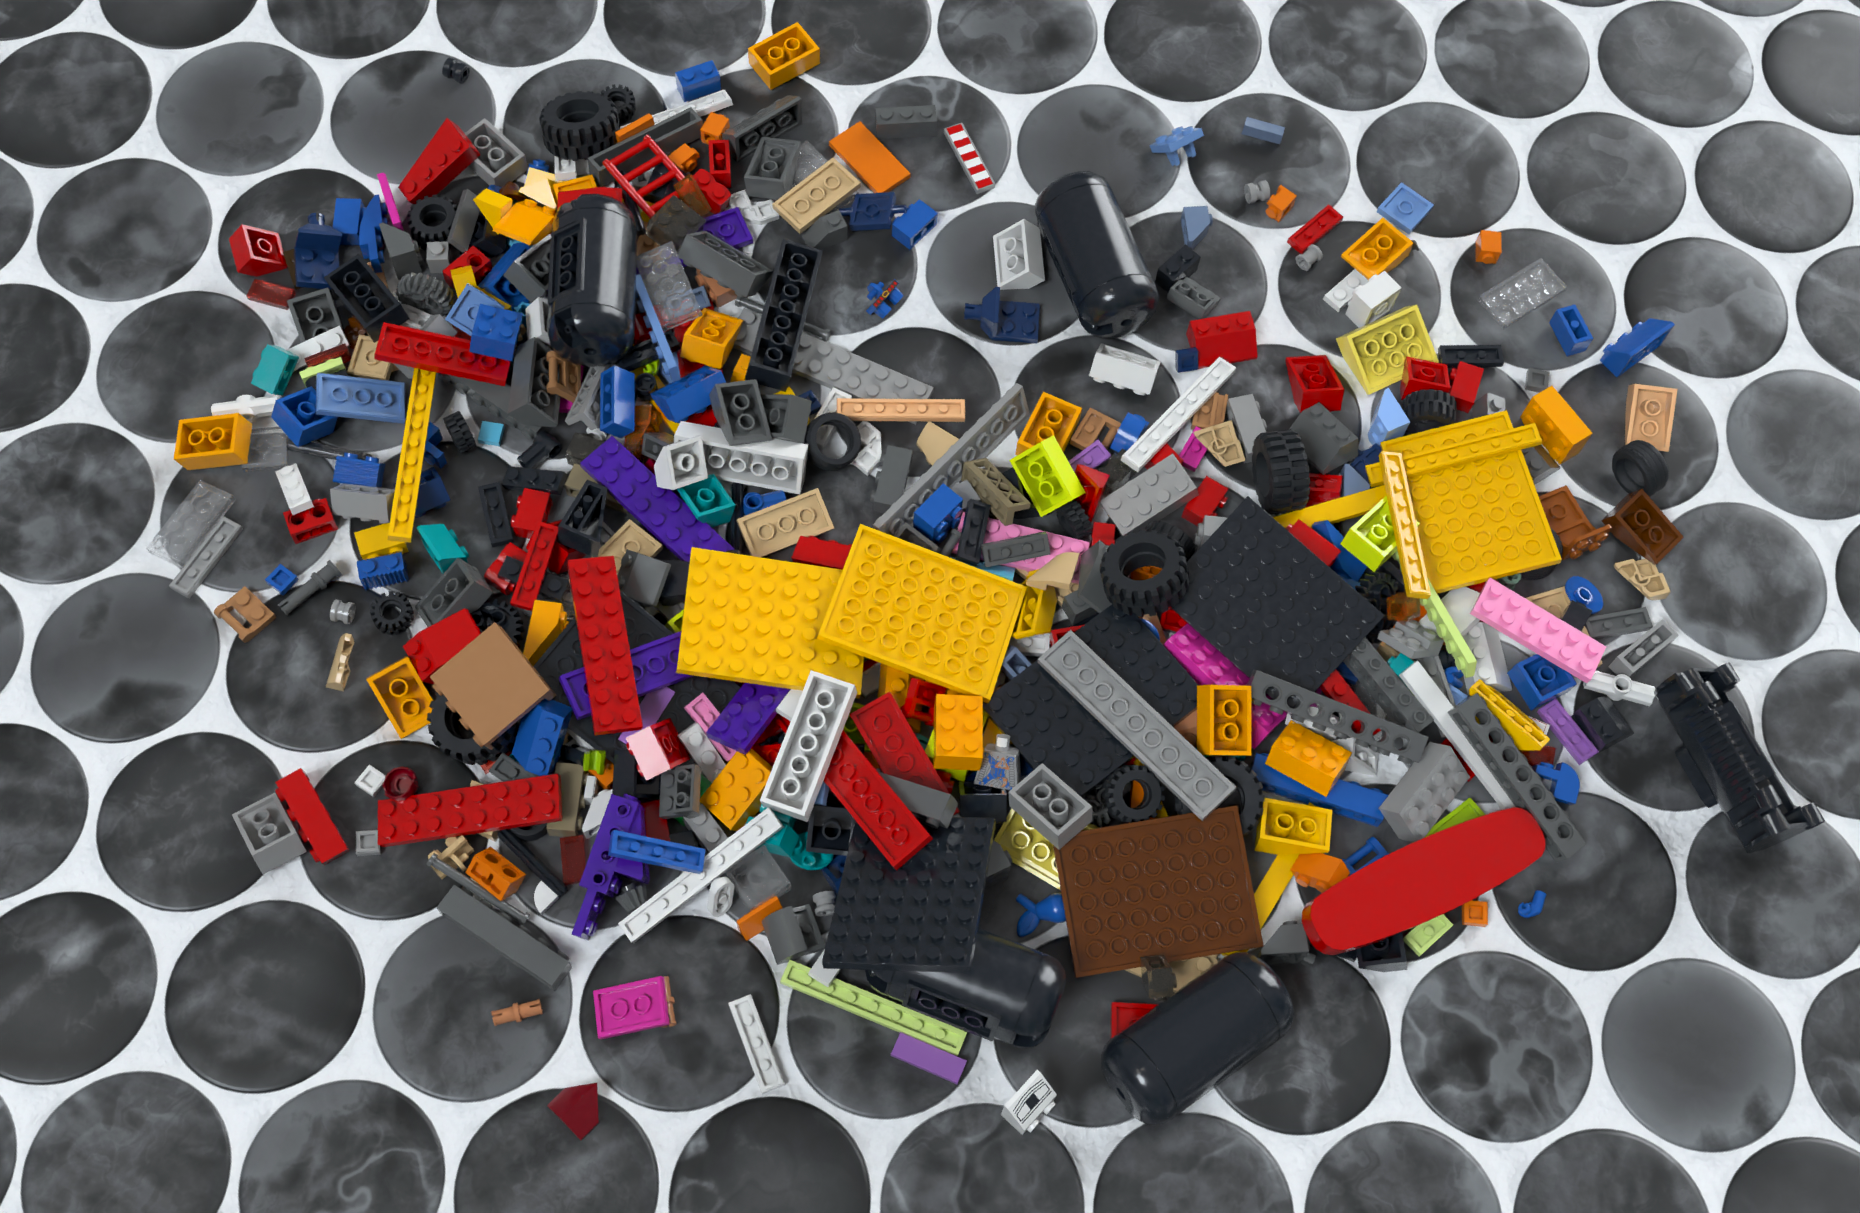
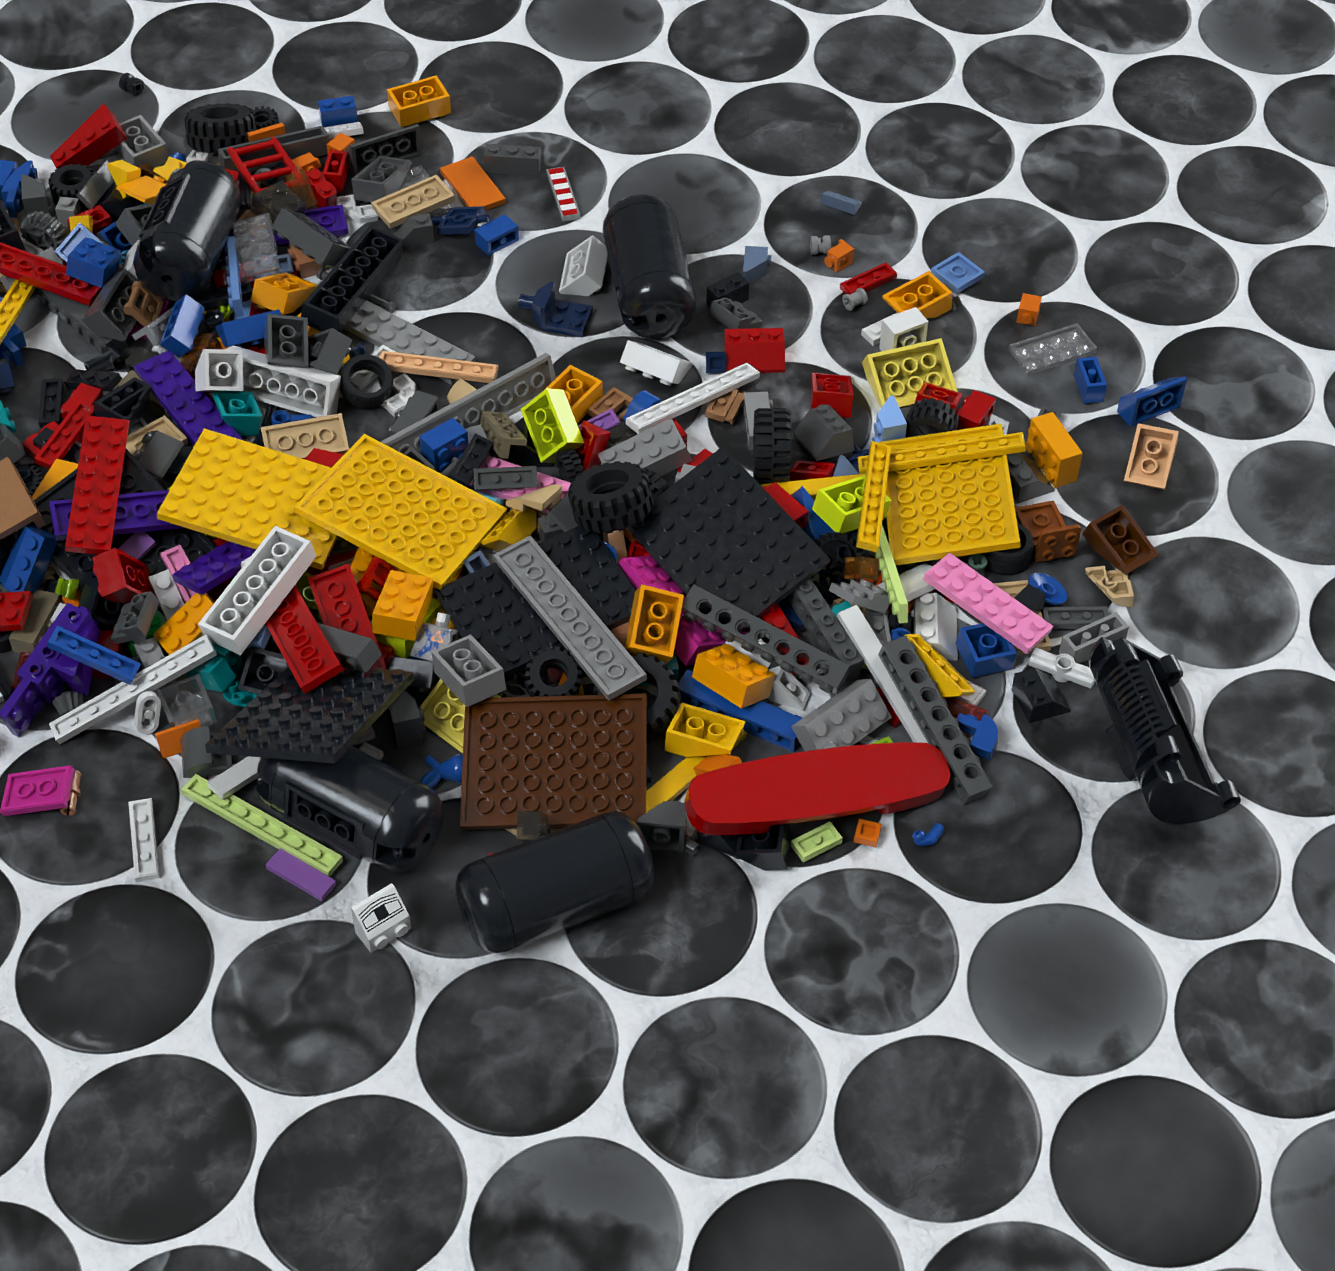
camera: 15 degrees right, 15 degrees down
(390, 201) = (39, 164): dark pink tile -> none
(459, 432) = (39, 336): black tyre -> none
(491, 433) = (69, 345): medium azure tile -> none
(879, 306) = (448, 282): blue hips -> none
(1179, 138) = (750, 197): medium blue plate -> none
(1193, 452) = (704, 431): dark pink plate -> none
(1222, 443) = (728, 427): tan slope -> none
(1472, 354) = (1001, 391): black plate -> none
(1567, 731) = (1003, 700): medium lavender tile -> none
(1639, 467) = (1127, 487): black tyre -> none

